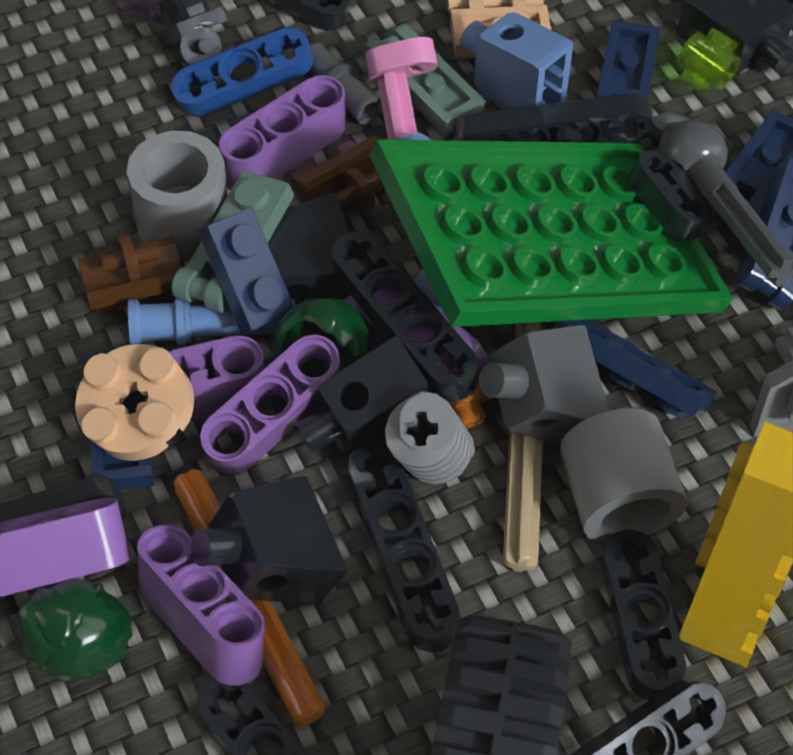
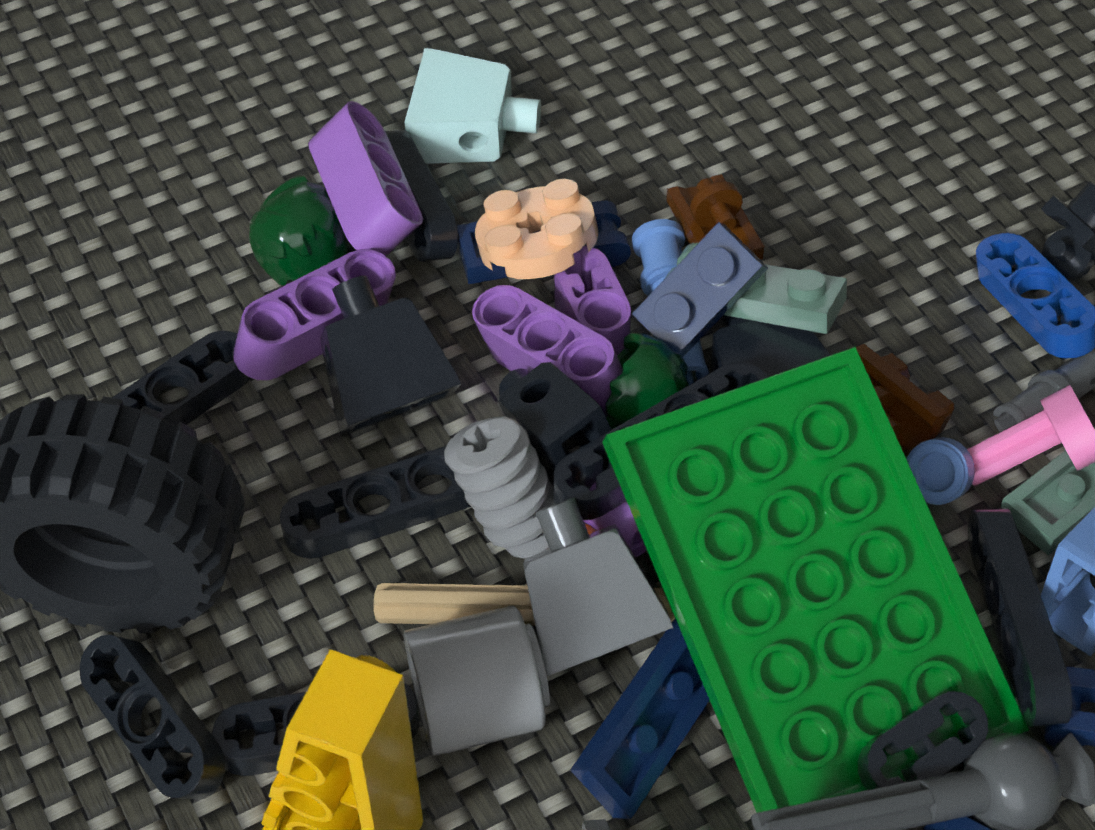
camera: 90 degrees right, 5 degrees down
(176, 187) = (823, 225): light grey piece -> none
(279, 653) = (311, 379): orange axle -> none
(285, 130) = (949, 340): medium lavender beam -> none

